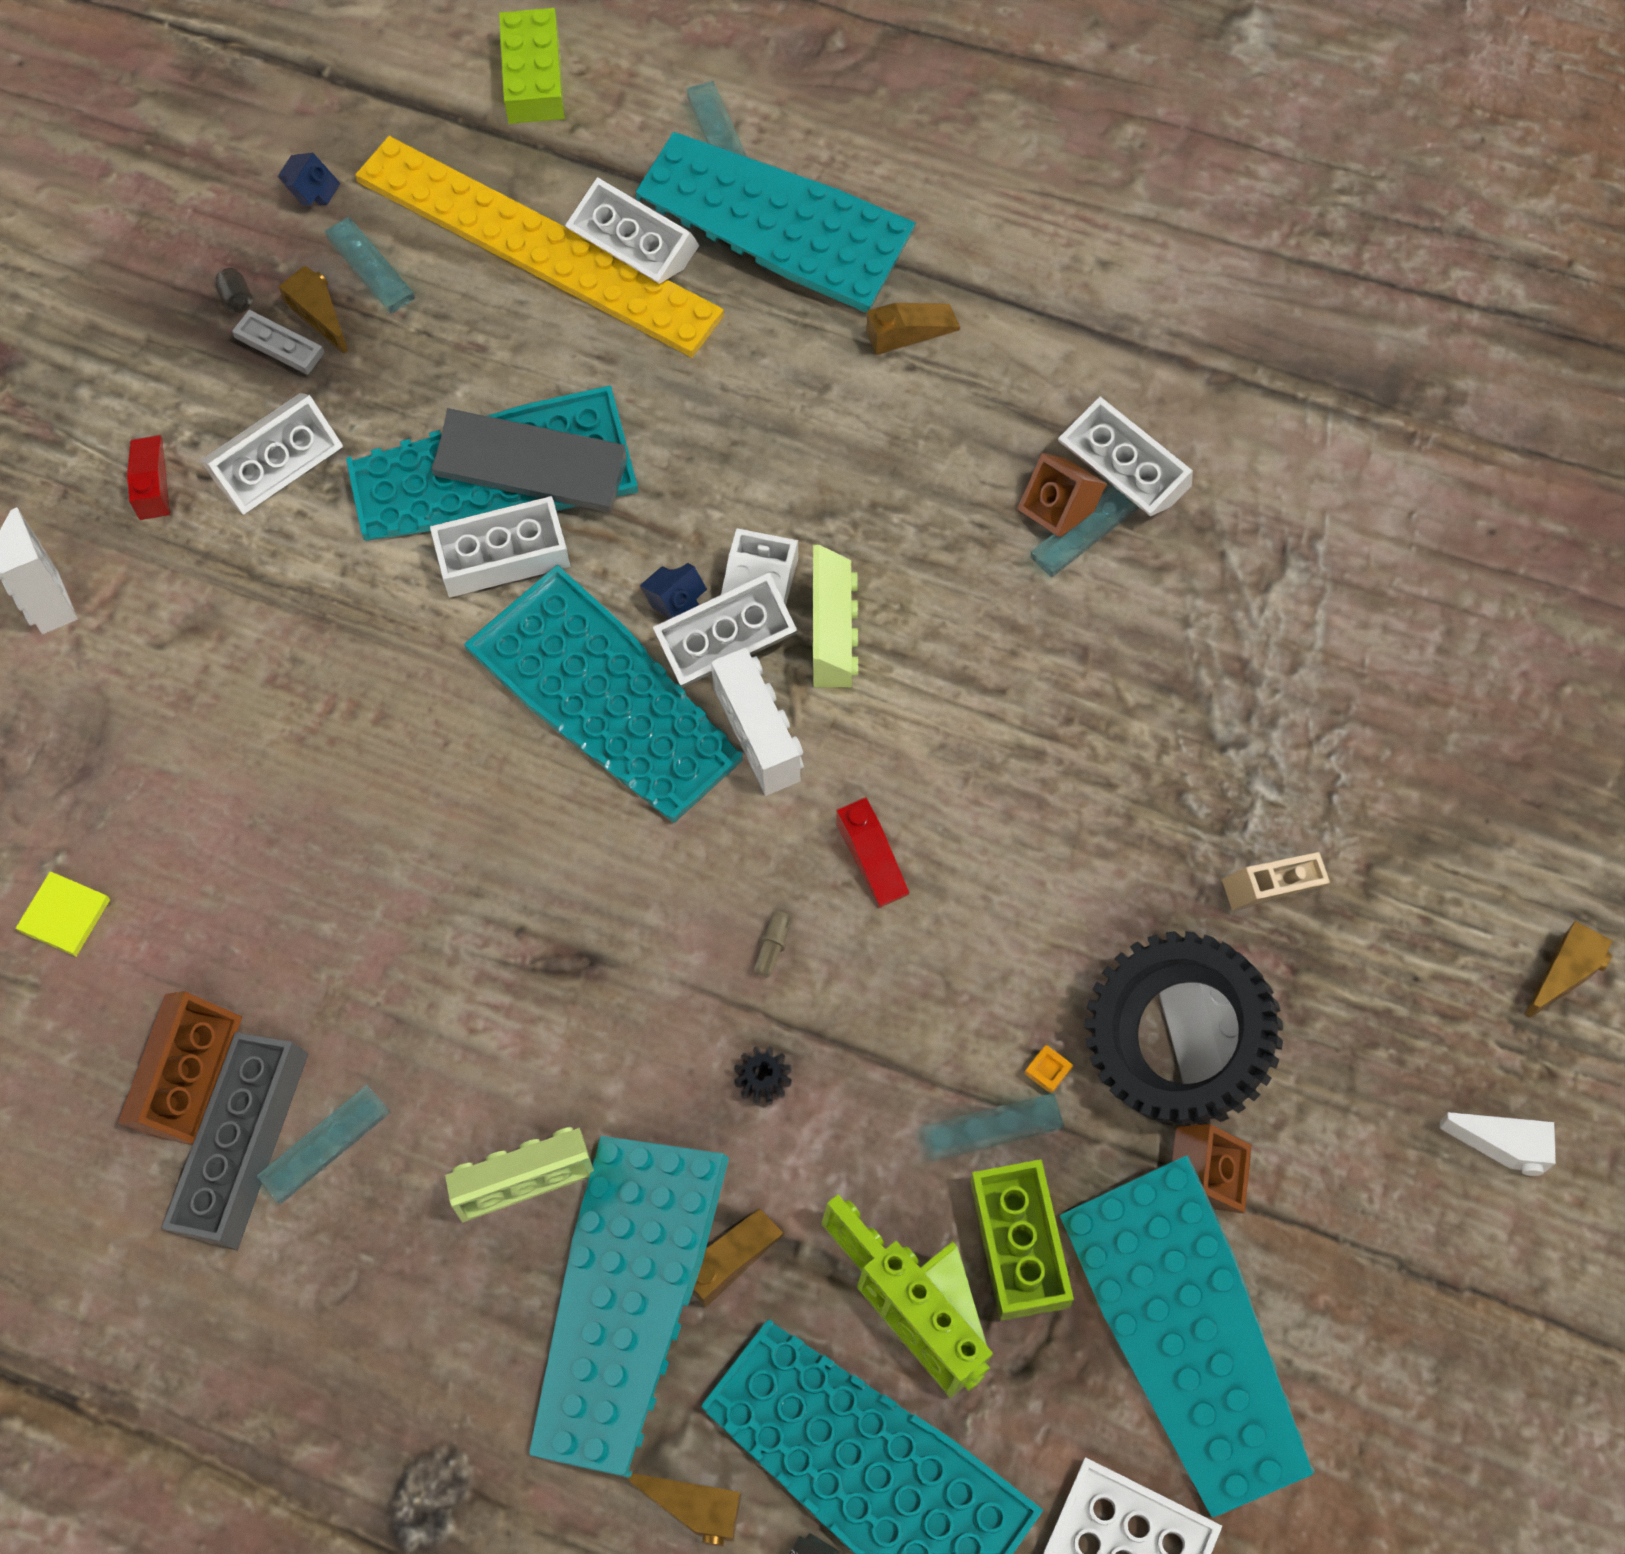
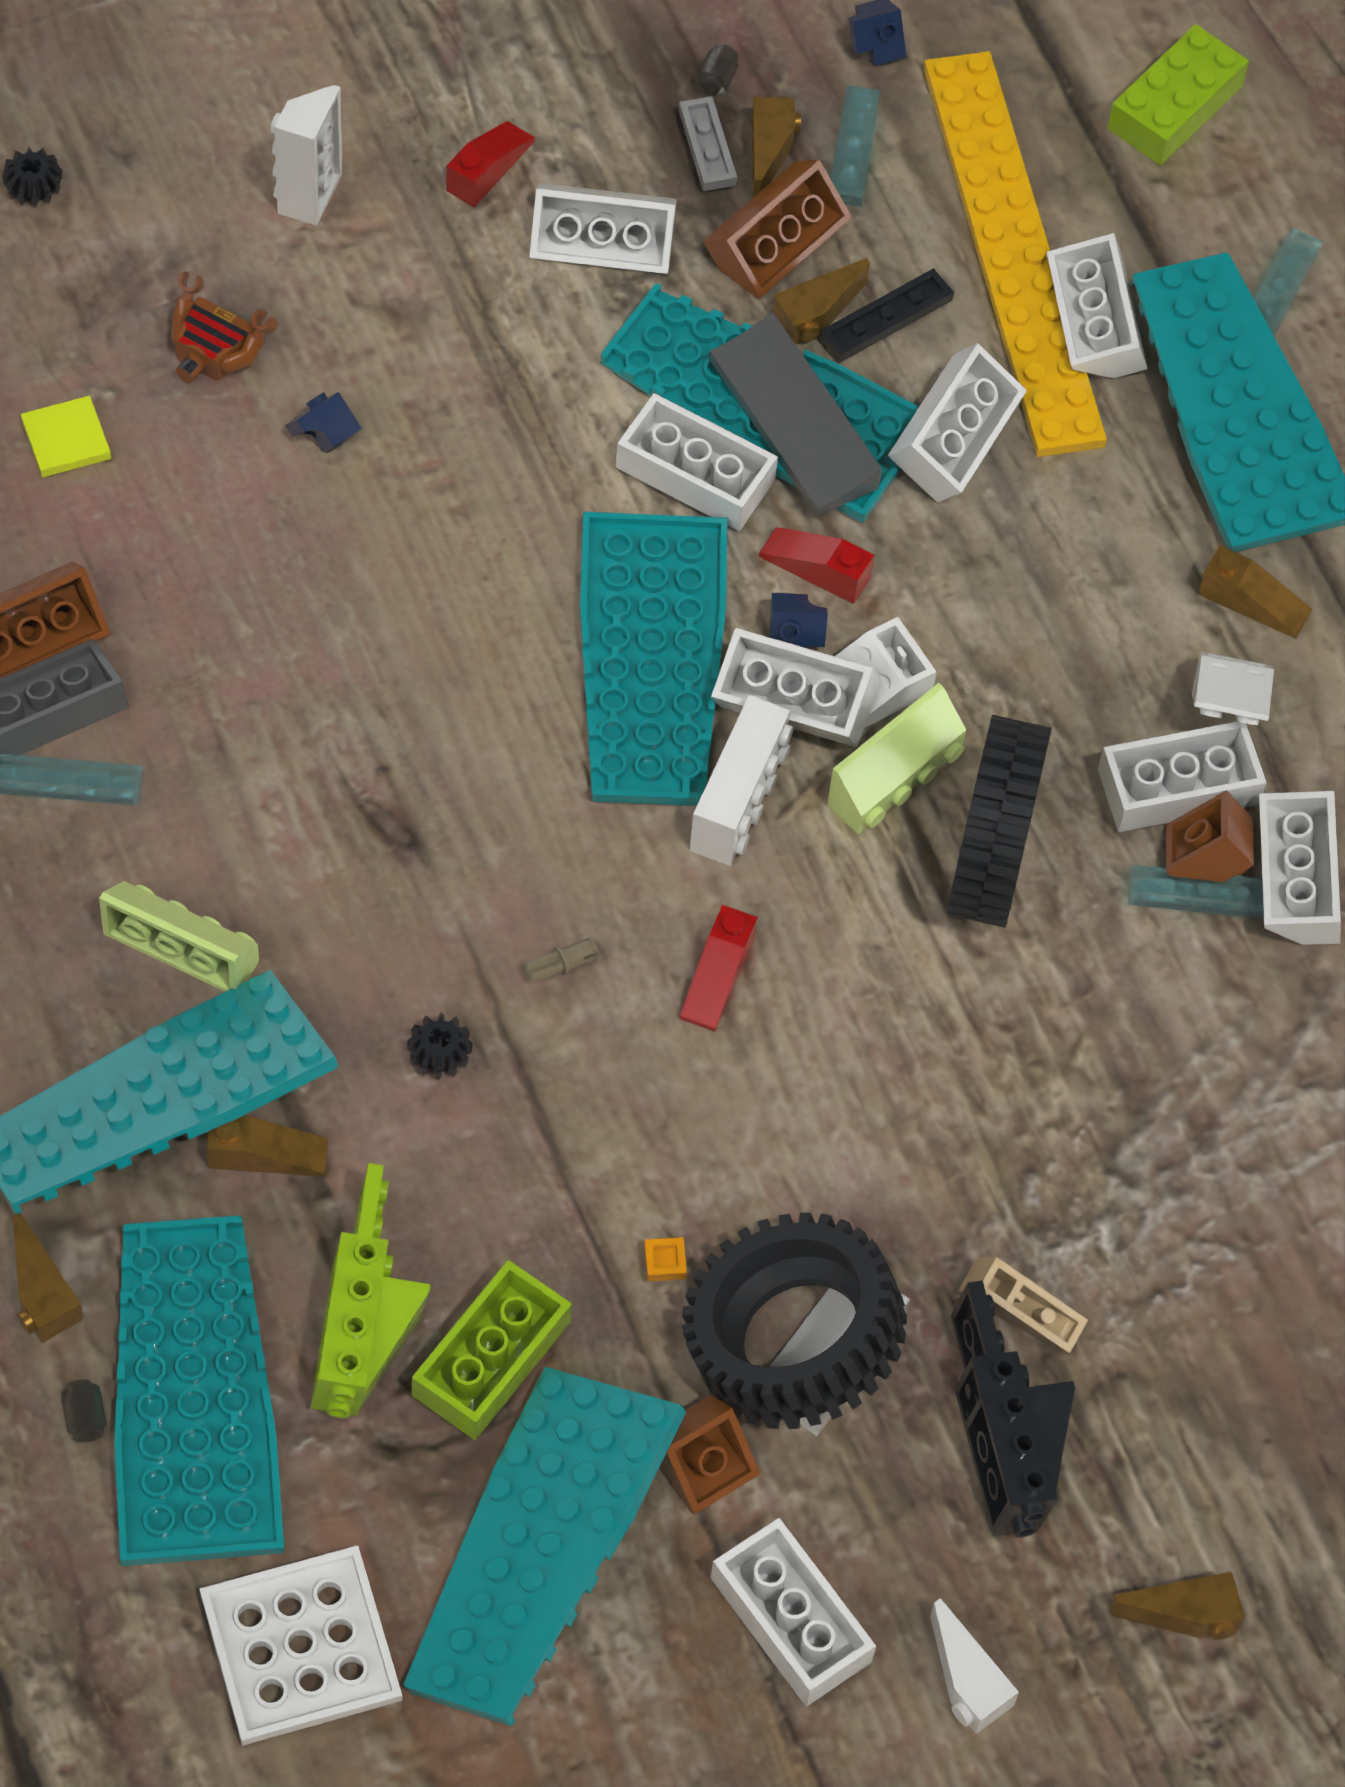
camera: 40 degrees right, 5 degrees down
(93, 755) = (212, 338): none -> torso
(232, 739) = (326, 421): none -> dark blue brick
(382, 355) = (778, 227): none -> dark orange slope
(458, 381) = (818, 302): none -> pearl gold slope
(509, 351) = (886, 315): none -> black plate
(632, 376) = (957, 423): none -> white brick
(641, 538) = (821, 561): none -> red slope
(954, 594) = (998, 821): none -> black tyre
(974, 389) = (1233, 688): none -> white slope
(992, 1127) = (571, 1258): clear light blue plate -> none
(998, 470) = (1174, 773): none -> white brick
(1377, 955) = (1010, 1427): none -> black wedge
(1378, 1213) = (792, 1612): none -> white brick

